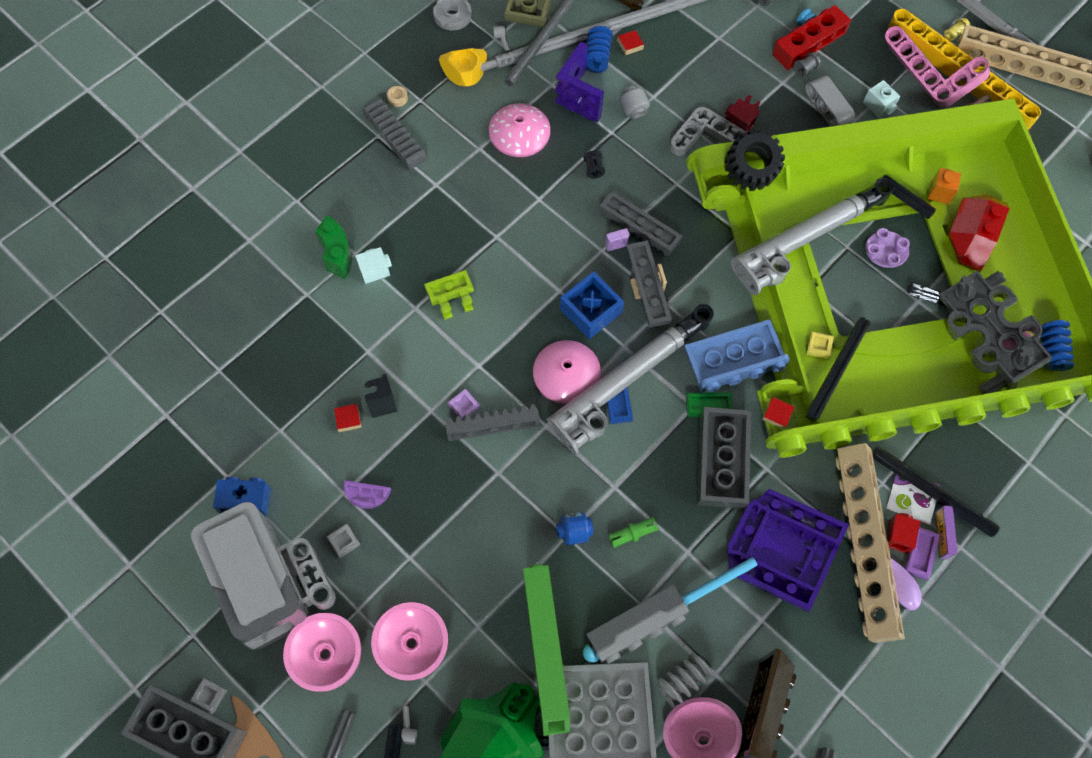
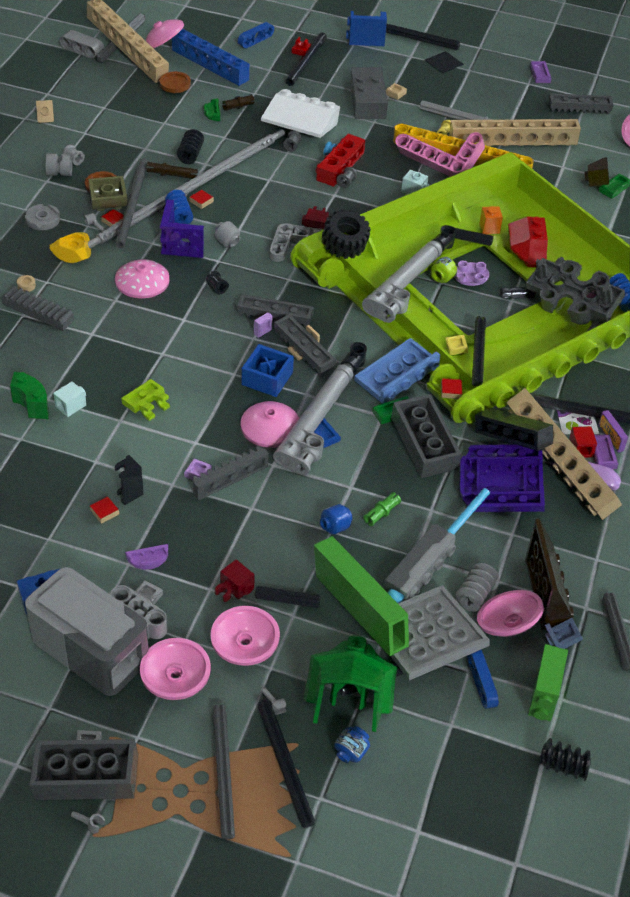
camera: 25 degrees left, 20 degrees down
(435, 563) = (235, 580): none -> dark red brick
(481, 603) = (287, 596): none -> black axle
(523, 37) = (112, 217): none -> red tile
(825, 495) = (514, 429): none -> black brick
(829, 101) = (374, 193): light grey beam -> none
(855, 235) = (443, 270): none -> lime head

